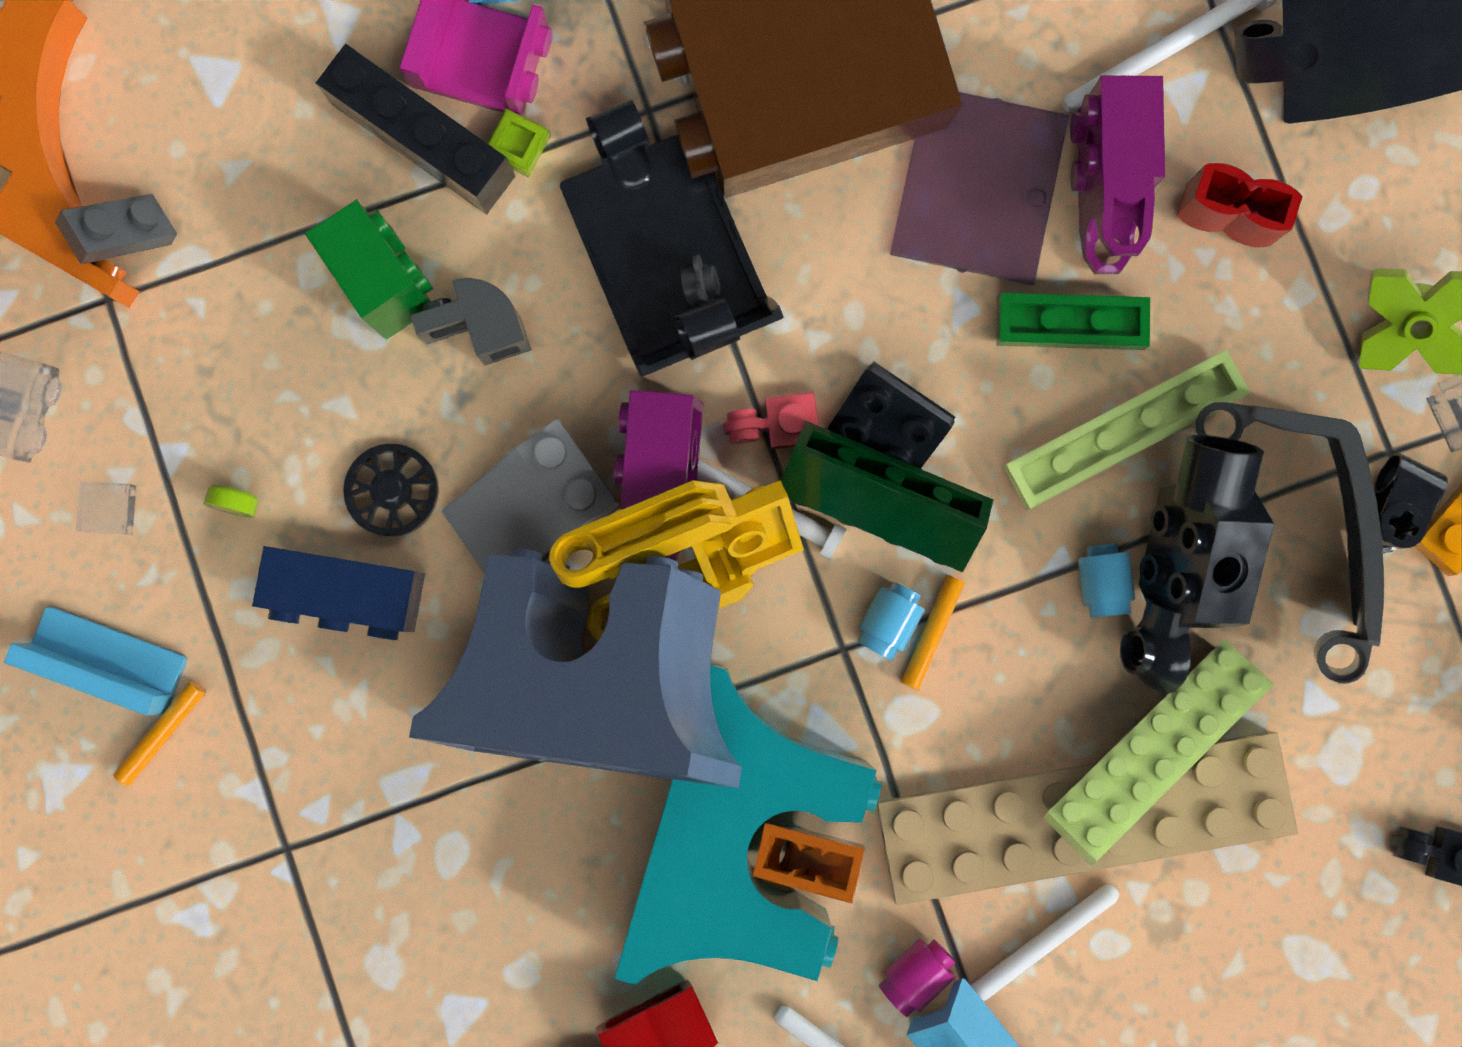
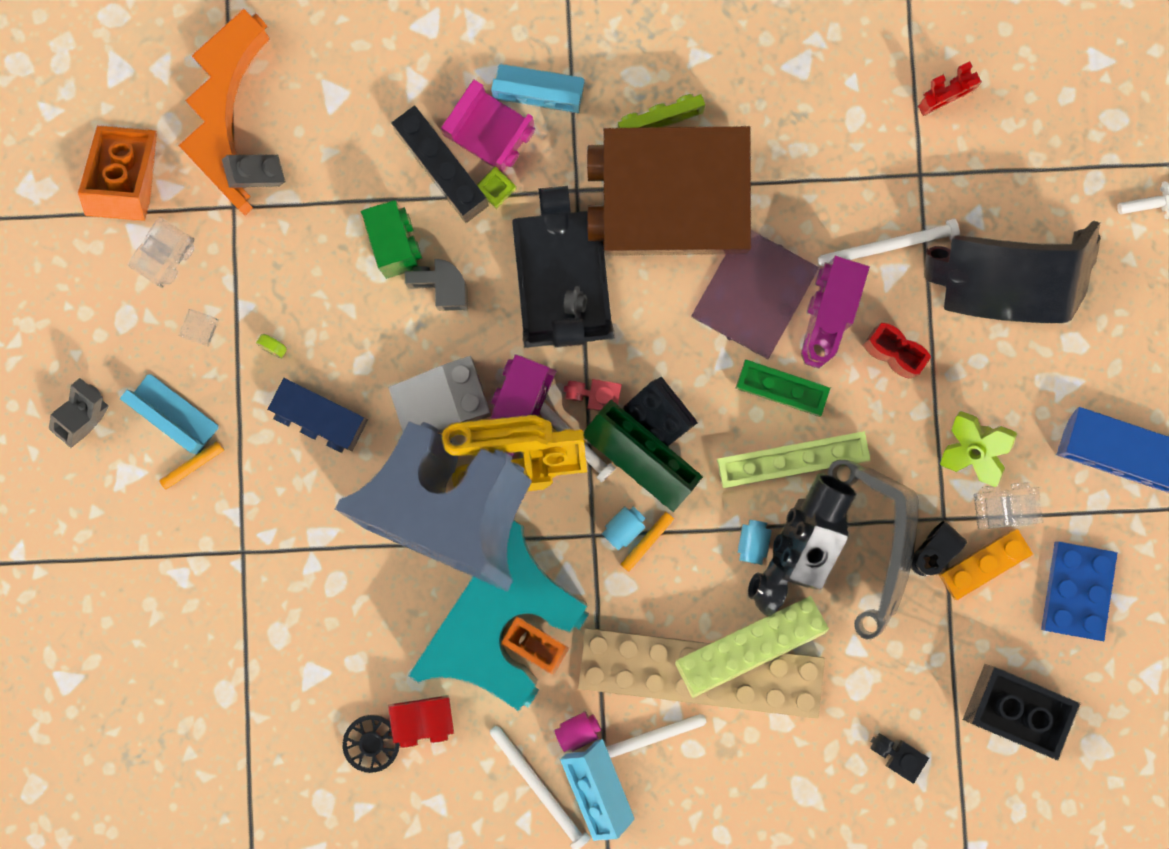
camera: 15 degrees right, 0 degrees up
(390, 490) = (363, 366): black wheel -> none

